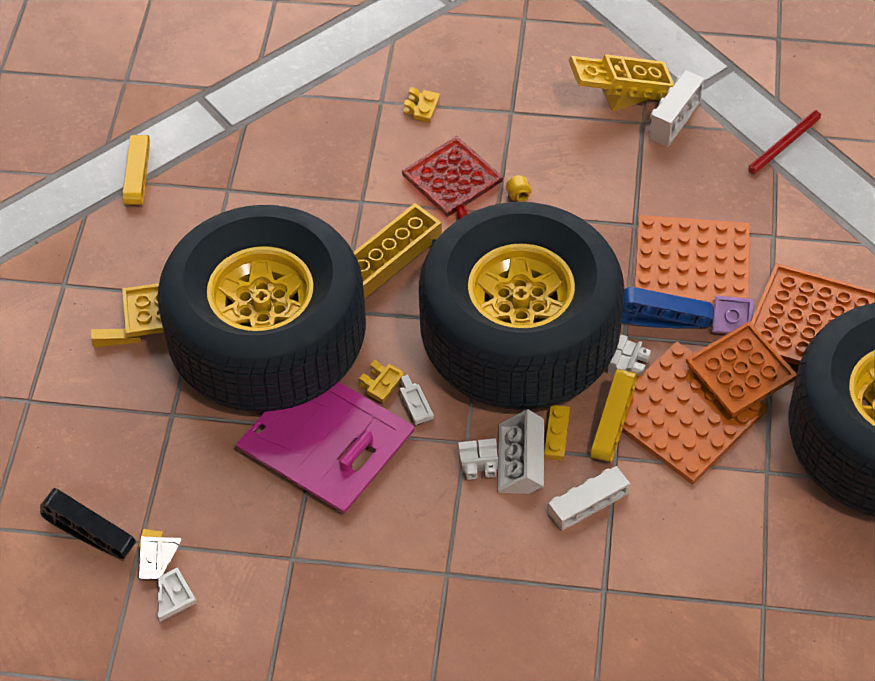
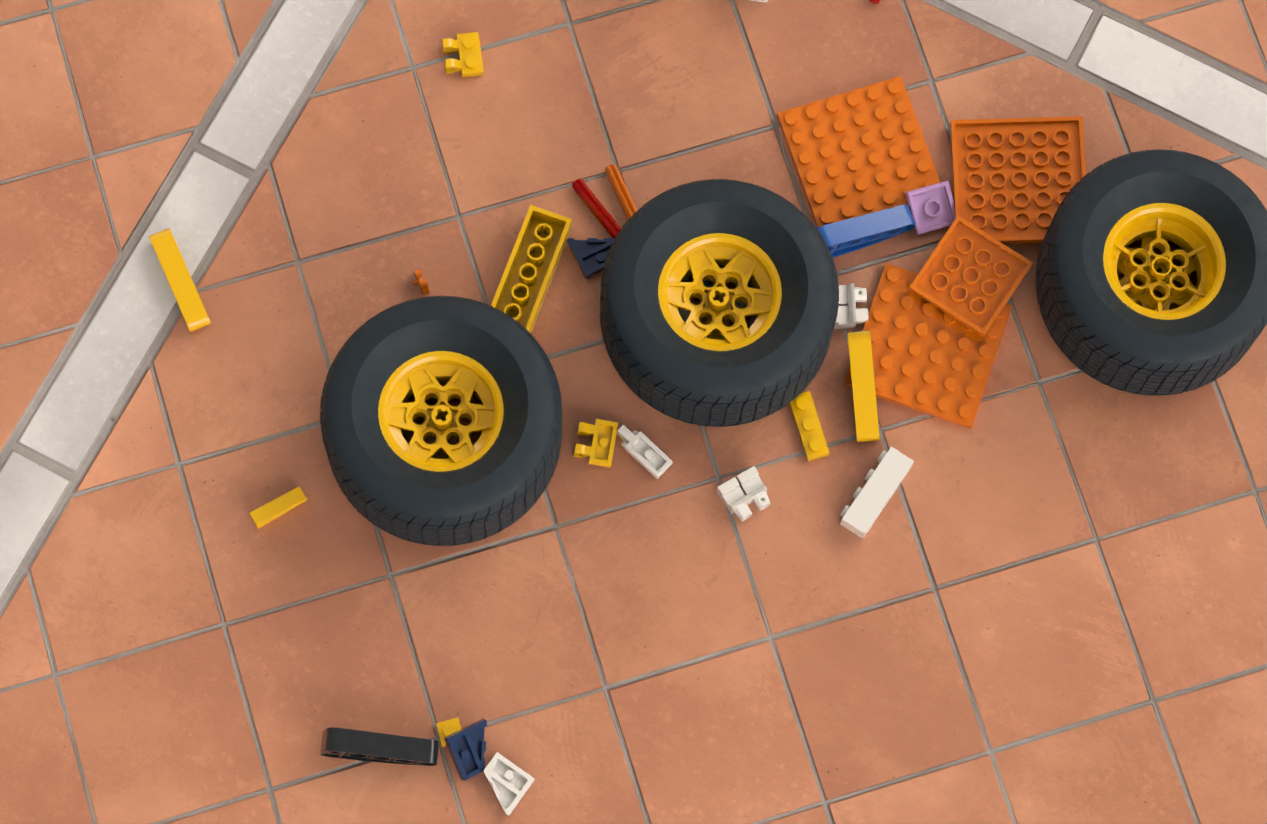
camera: 30 degrees left, 20 degrees up
(141, 310) = (299, 459): yellow plate -> none
(311, 438) = (559, 539): dark pink door -> none
(452, 176) = (546, 142): clear red plate -> none
(518, 188) = (630, 132): yellow head -> none
(521, 454) = (785, 469): white slope -> none

